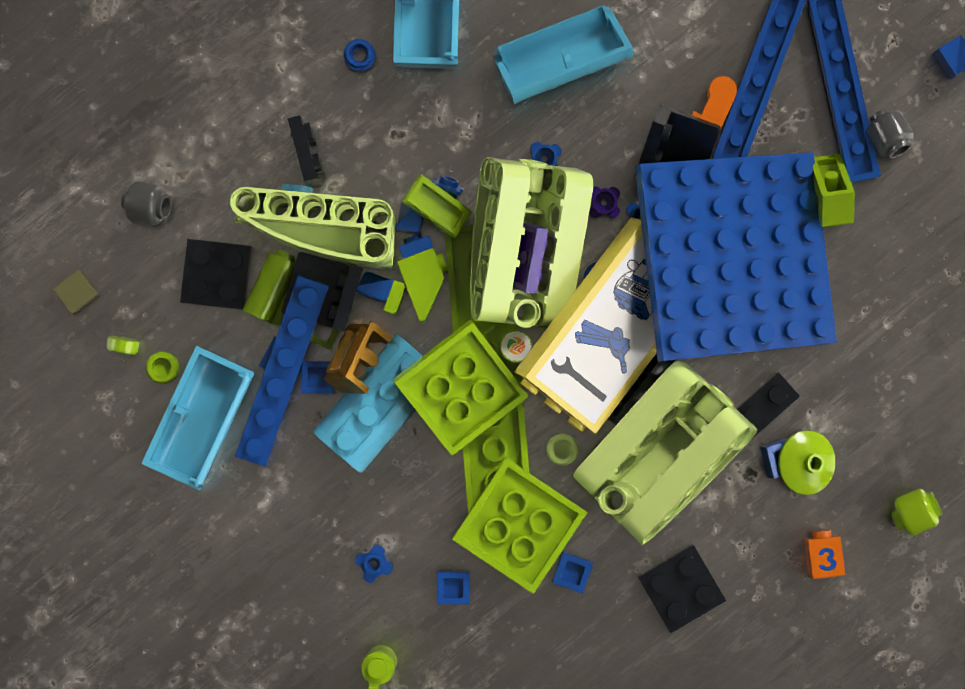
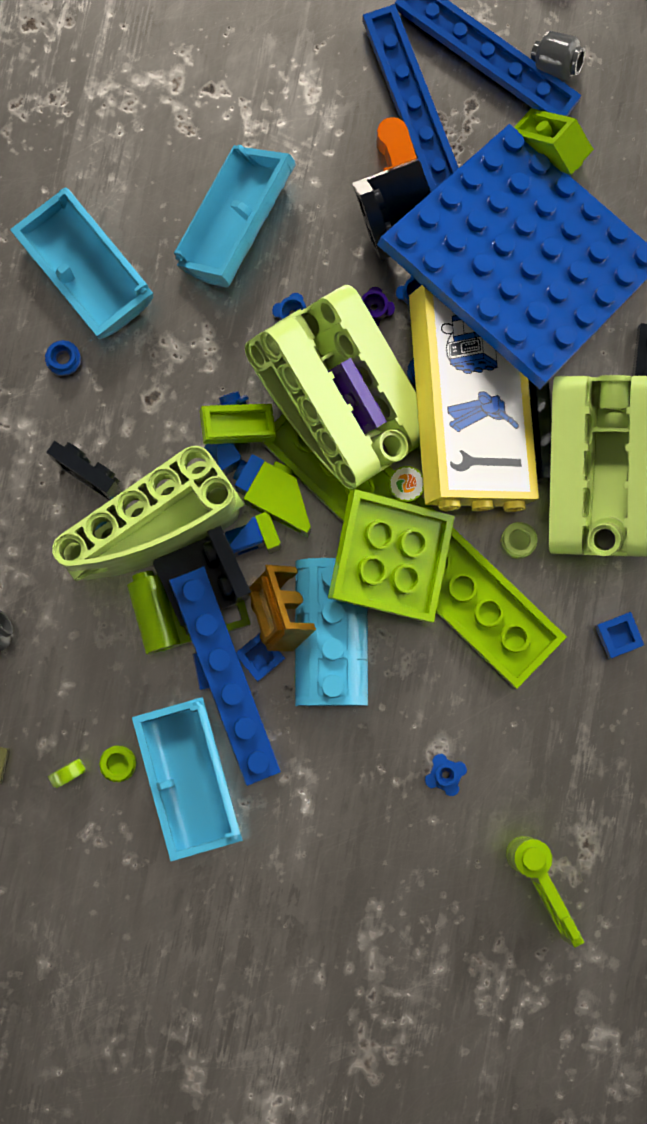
camera: 40 degrees left, 5 degrees down
(216, 274) = (96, 644): black plate -> none
(453, 587) = (531, 736): blue plate -> none
(519, 525) = (542, 632): lime plate -> none

